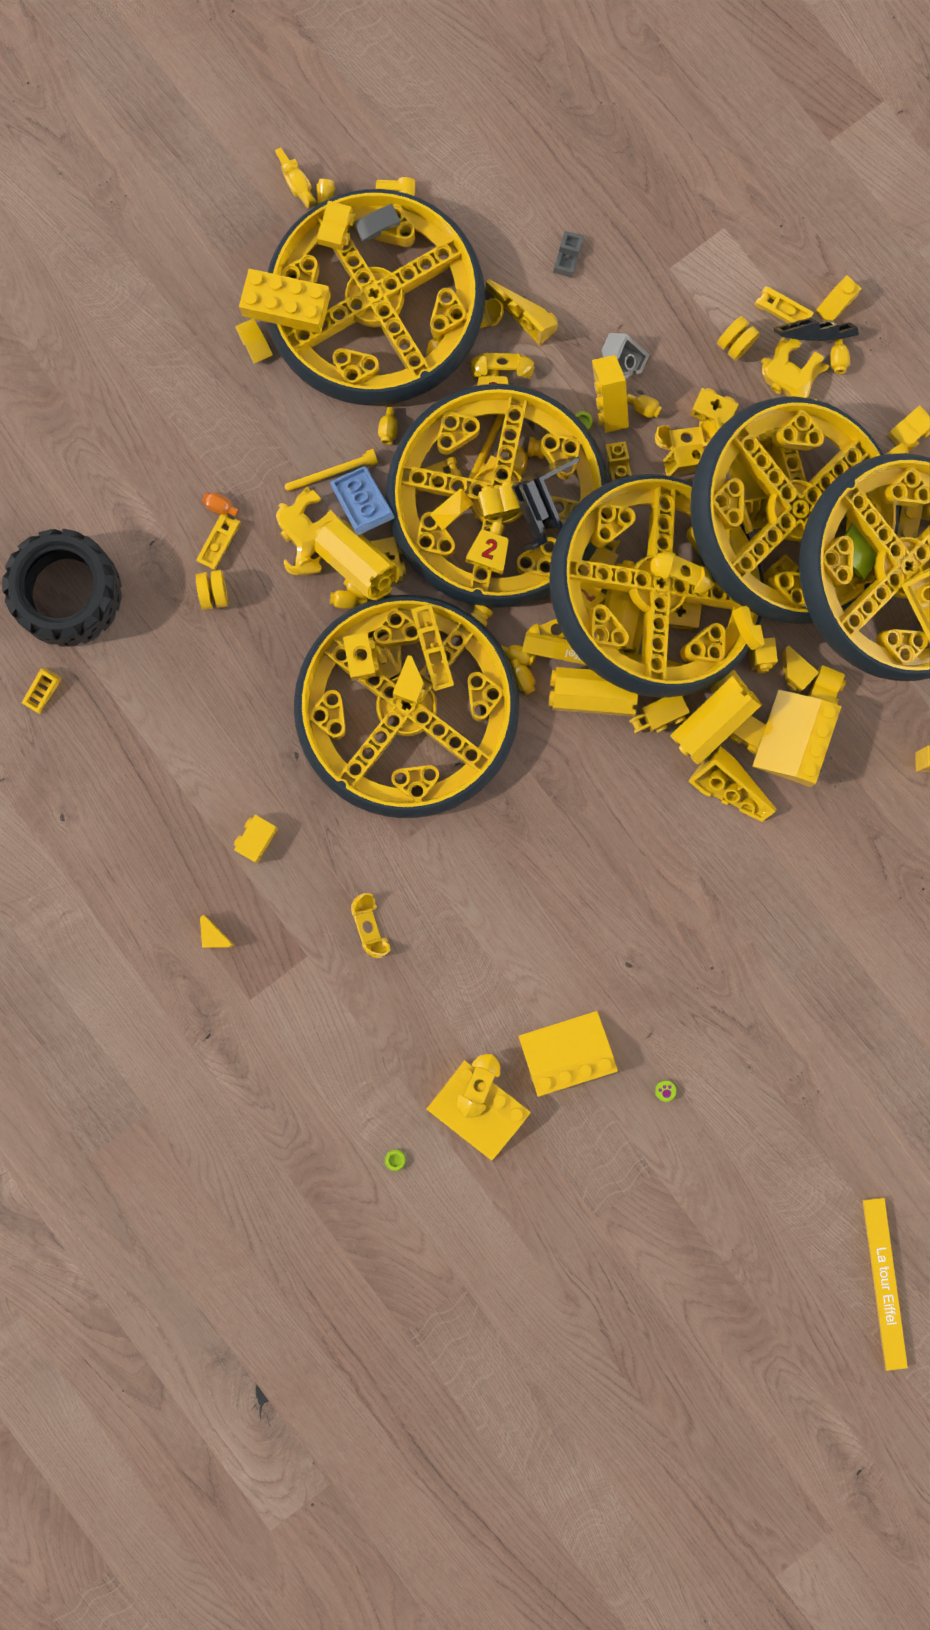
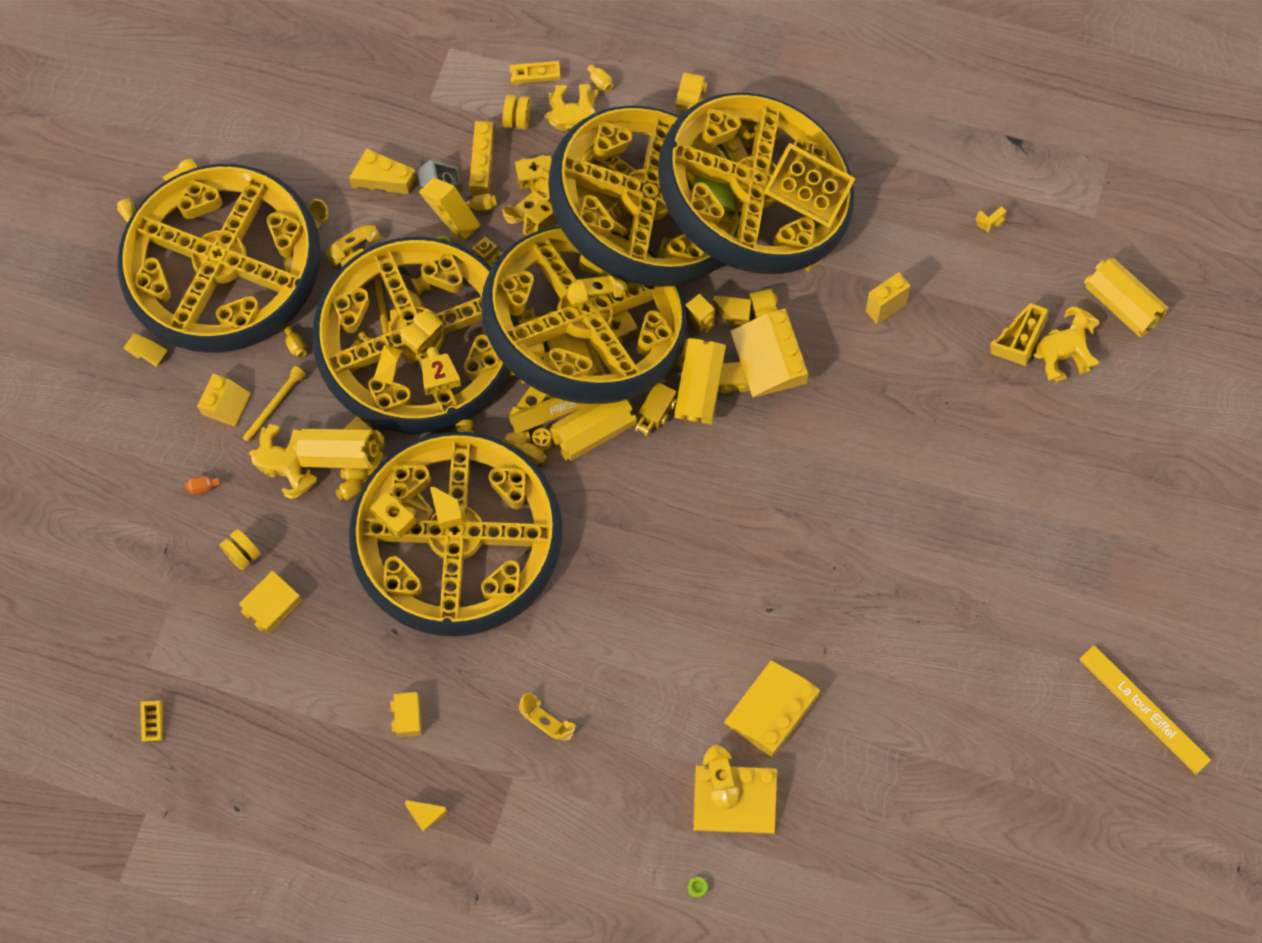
camera: 30 degrees left, 15 degrees down
(32, 558) = (95, 594): black tyre -> none
(207, 656) = (270, 603): none -> yellow brick
(218, 542) = (219, 513): yellow plate -> none
(284, 301) = (152, 299): yellow brick -> none
(290, 438) = (223, 400): none -> yellow slope
(296, 179) = (99, 216): yellow animal -> none
(335, 225) = (154, 223): yellow brick -> none
(361, 500) = (312, 405): medium blue tile -> none
(376, 222) = (183, 203): dark grey slope -> none
(432, 647) = (445, 472): yellow slope -> none
(529, 316) = (348, 196): yellow wedge -> none
(537, 503) = (452, 311): black piece -> none
(543, 668) = (540, 435): none -> yellow wheel
(568, 254) = (346, 137): dark grey slope -> none
(575, 315) = (382, 173): none -> yellow wedge
(665, 1090) = (868, 683): lime tile -> none
(675, 362) = (481, 158): none -> yellow brick
(728, 781) = (742, 423): yellow wedge -> none
(751, 634) = (679, 300): yellow slope -> none
(812, 330) = (567, 71): black slope -> none
(838, 299) = (570, 41): yellow slope -> none

